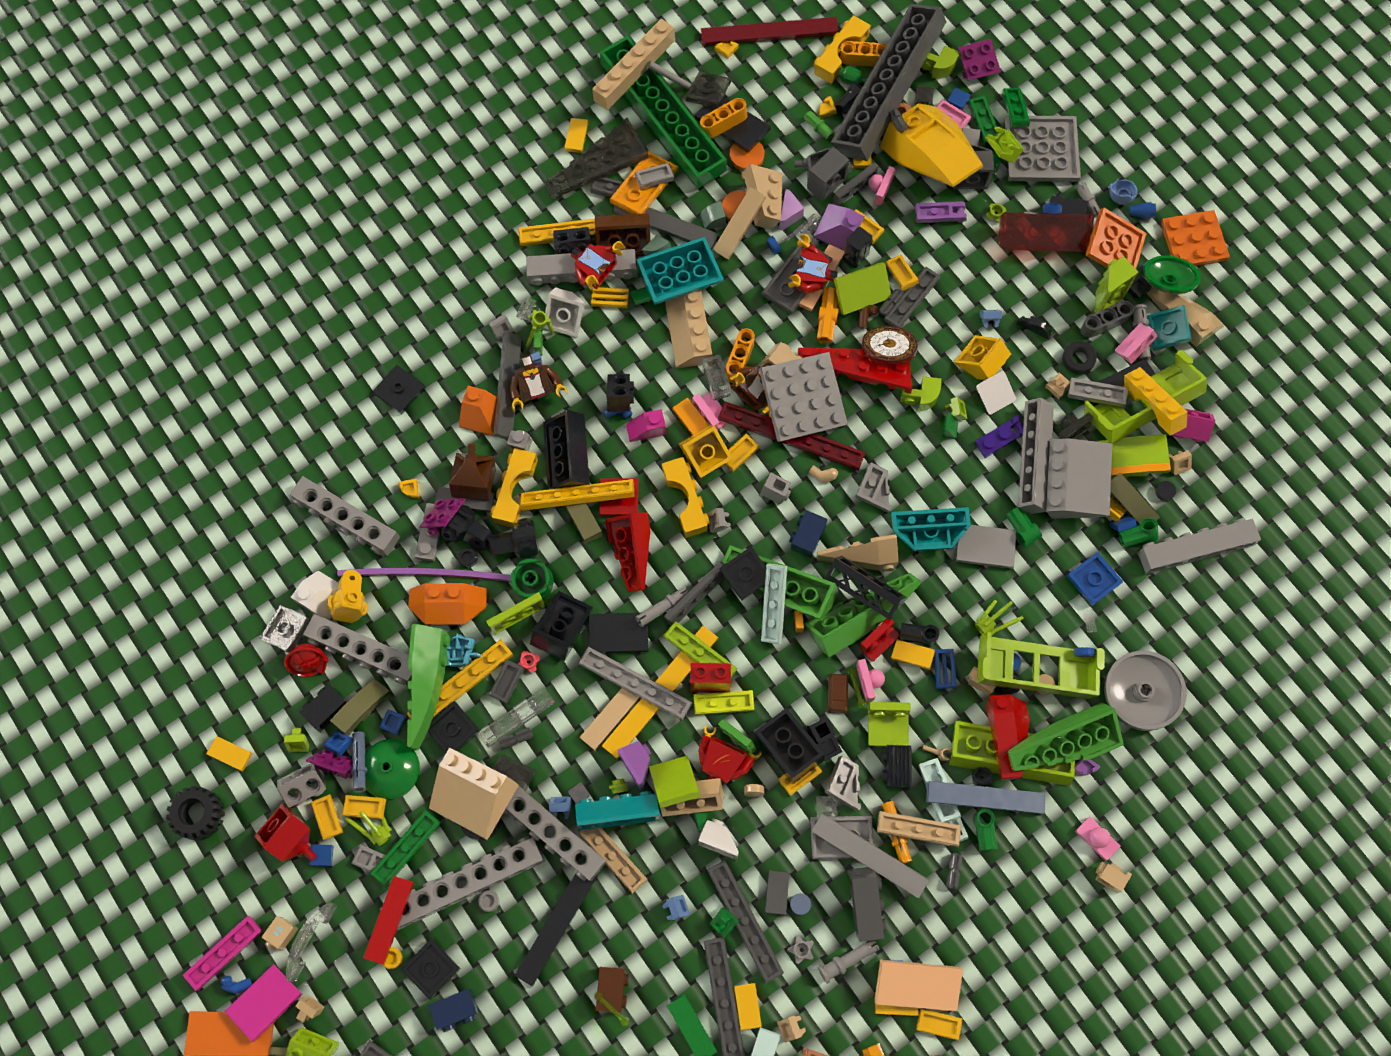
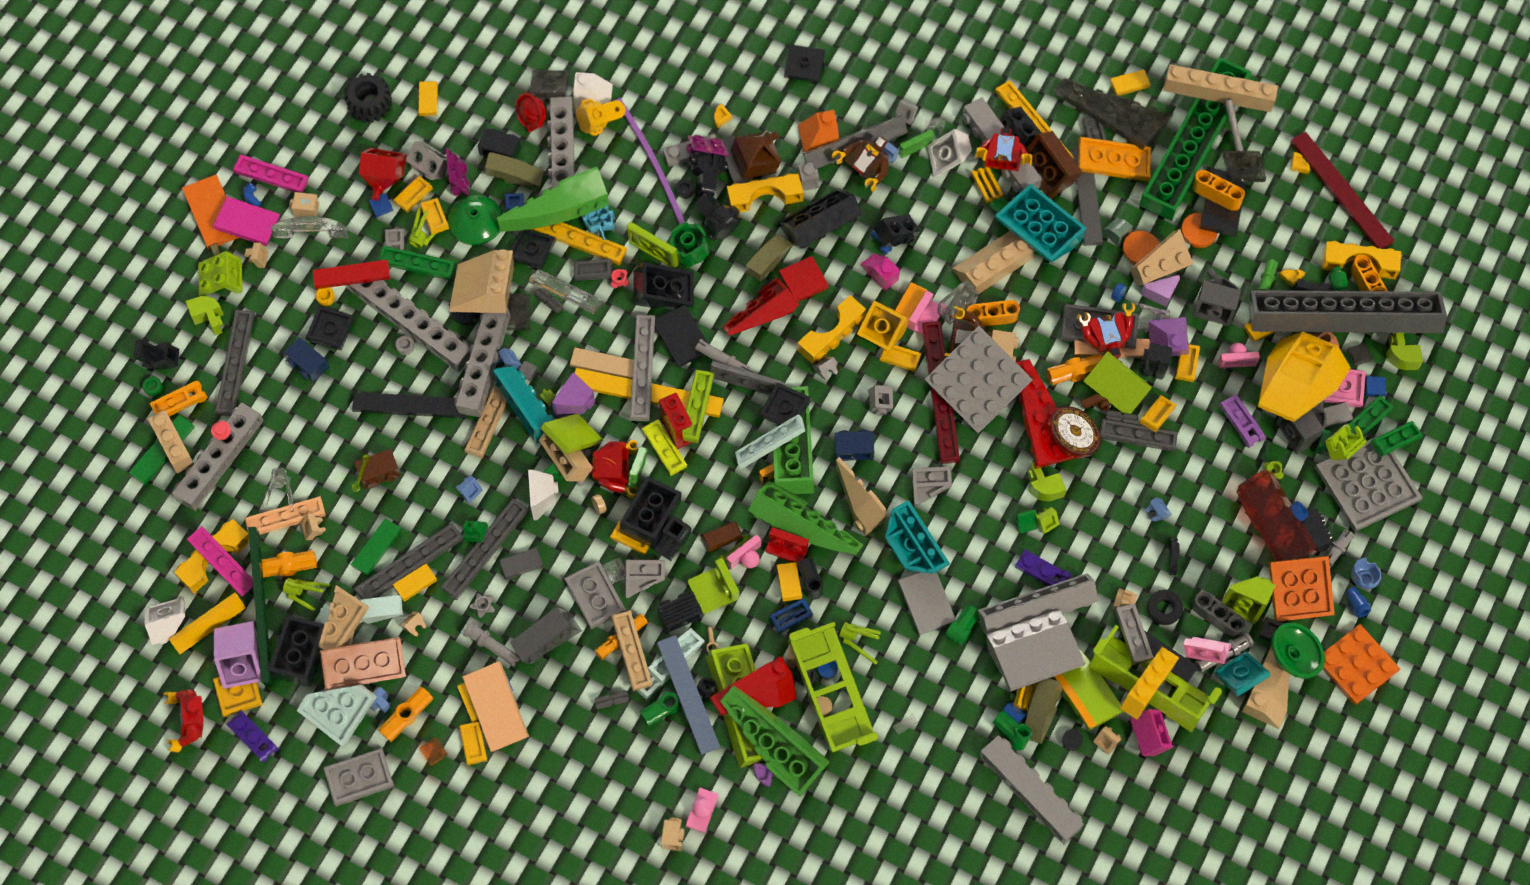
camera: 60 degrees right, 5 degrees down
(297, 741) = (461, 139): lime tile -> none
(306, 489) = (667, 119): light grey brick -> none
(338, 743) = (476, 170): blue tile -> none
(358, 769) = (460, 195): sand blue pin -> none
(447, 603) = (636, 193): orange wedge -> none
(539, 320) = (923, 134): lime plant -> none
(577, 495) = (785, 243): yellow tile -> none
(654, 176) = (1125, 162): light grey tile -> none
(656, 245) = (1056, 194): sand green brick -> none
(739, 223) = (1119, 251): tan tile -> none
(800, 904) = (520, 586): sand blue tile -> none
(824, 476) = (917, 436): tan arm -> none
(854, 184) = (1223, 333): dark grey tile -> none
(869, 581) = (830, 506): black fence -> none
(870, 855) = (588, 621): light grey tile -> none
(898, 120) = (1305, 334): dark grey piece -> none
(979, 60) = (1426, 383): magenta hinge -> none
(983, 357) = (1112, 521): yellow slope -> none
(996, 392) = (1083, 546): white sticker -> none
(1074, 427) = (1087, 629): clear smoke tile -> none
(1084, 652) = (867, 724): blue tile -> none
(1094, 579) = (947, 709): blue plate -> none
(1145, 690) = (860, 793): light grey dish -> none

